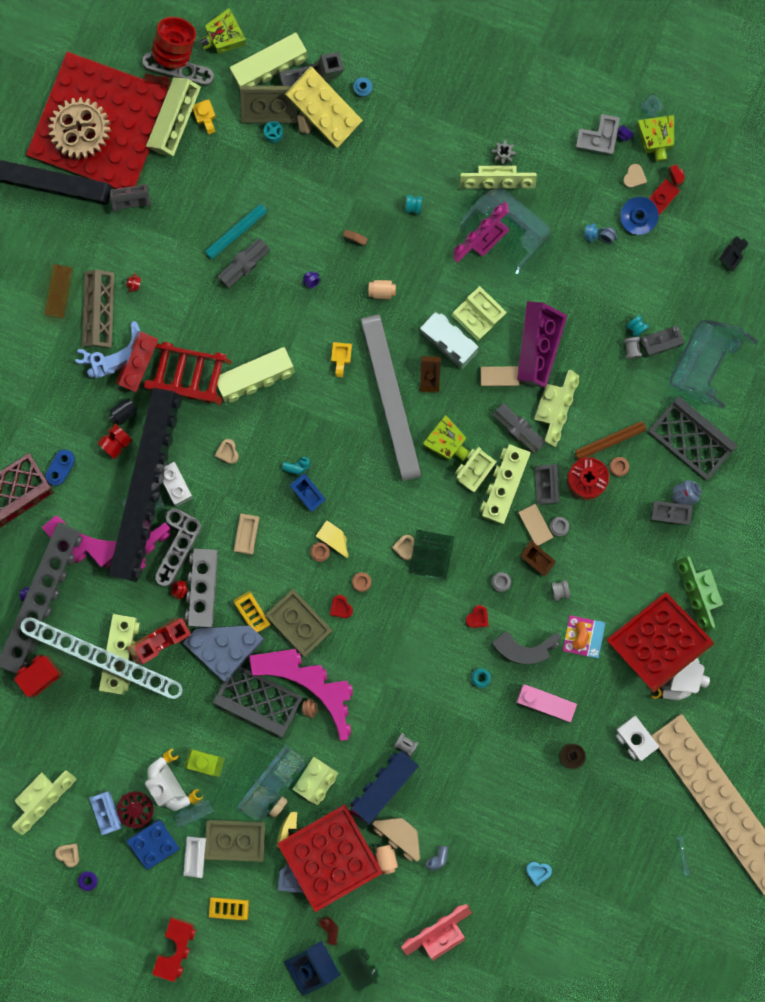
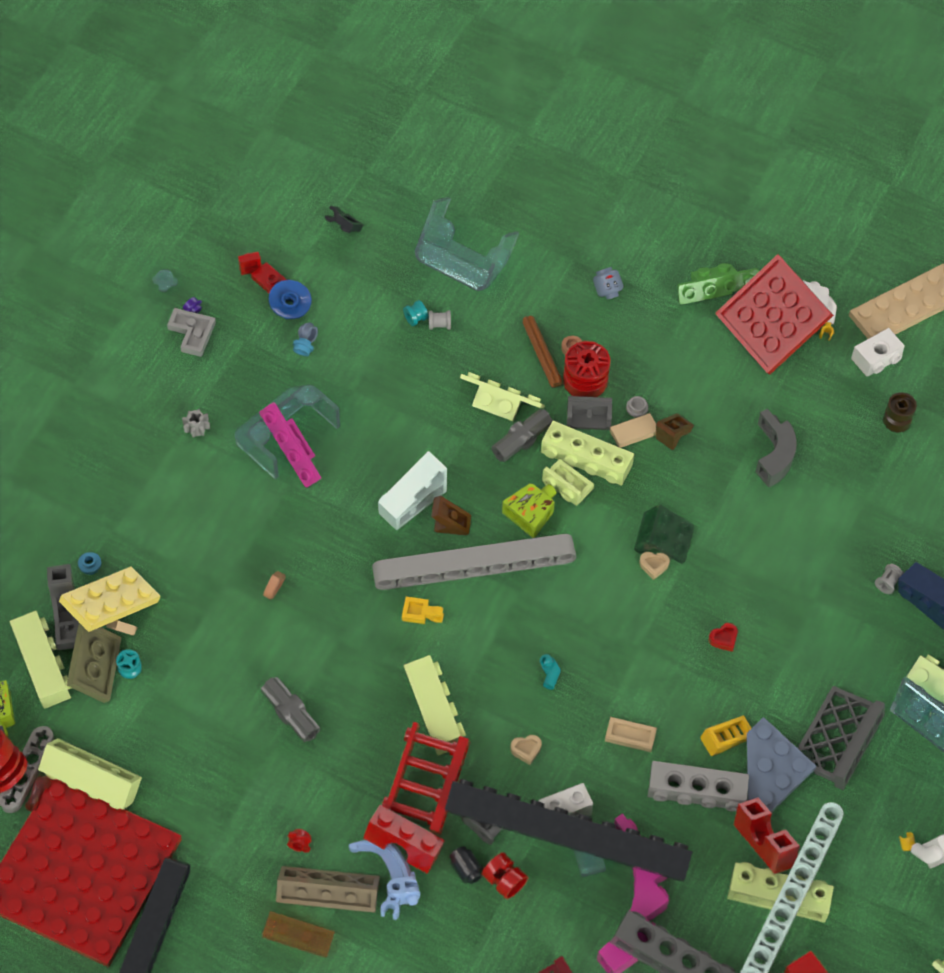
camera: 85 degrees left, 25 degrees down
(60, 467) = (532, 950): blue plate -> none
(76, 111) = (109, 882): tan gear -> none
(130, 197) = (186, 833): dark grey hinge -> none
(174, 549) = (646, 815): light grey beam -> none
(179, 589) = (698, 813): red plate -> none
(204, 114) = (92, 741): yellow plate -> none
(204, 762) = (918, 795): lime torso -> none
(236, 231) = (248, 717): teal axle -> none
(298, 622) = (742, 682): olive plate -> none
(307, 492) = (582, 657): blue slope -> none
(310, 708) = (847, 677): nougat plate -> none
(311, 279) = (320, 636): dark purple plate -> none
(320, 552) = (656, 653): nougat plate -> none
(332, 695) = (811, 669): dark pink arch -> none
(334, 538) = (640, 636): light yellow slope -> none
(361, 582) = (694, 612): nougat tile -> none
(382, 289) = (342, 561): light nougat brick -> none
(413, 204) = (244, 519): teal wheel -> none
(478, 313) = (382, 465): yellowish green slope -> none
(478, 617) = (739, 495): red tile -> none
(487, 678) = (812, 493): teal plate -> none
(497, 177) = (225, 428): yellowish green bracket -> none
(499, 376) = (459, 451): tan tile -> none
(501, 581) = (698, 468): light grey plate -> none
(539, 342) = (427, 402): magenta wedge -> none
(546, 703) = (837, 438): bright pink slope -> none
(560, 590) = (711, 410): light grey wheel -> none
(582, 638) = (762, 393): orange arm -> none
(595, 631) = (762, 395): sticker -> none
(634, 177) = (243, 303): tan tile -> none
(657, 135) = (201, 276): lime torso -> none
(662, 341) = (434, 291): dark grey hinge -> none
(671, 512) = (629, 297): dark grey hinge -> none
(704, 425) = (529, 265): dark grey fence -> none

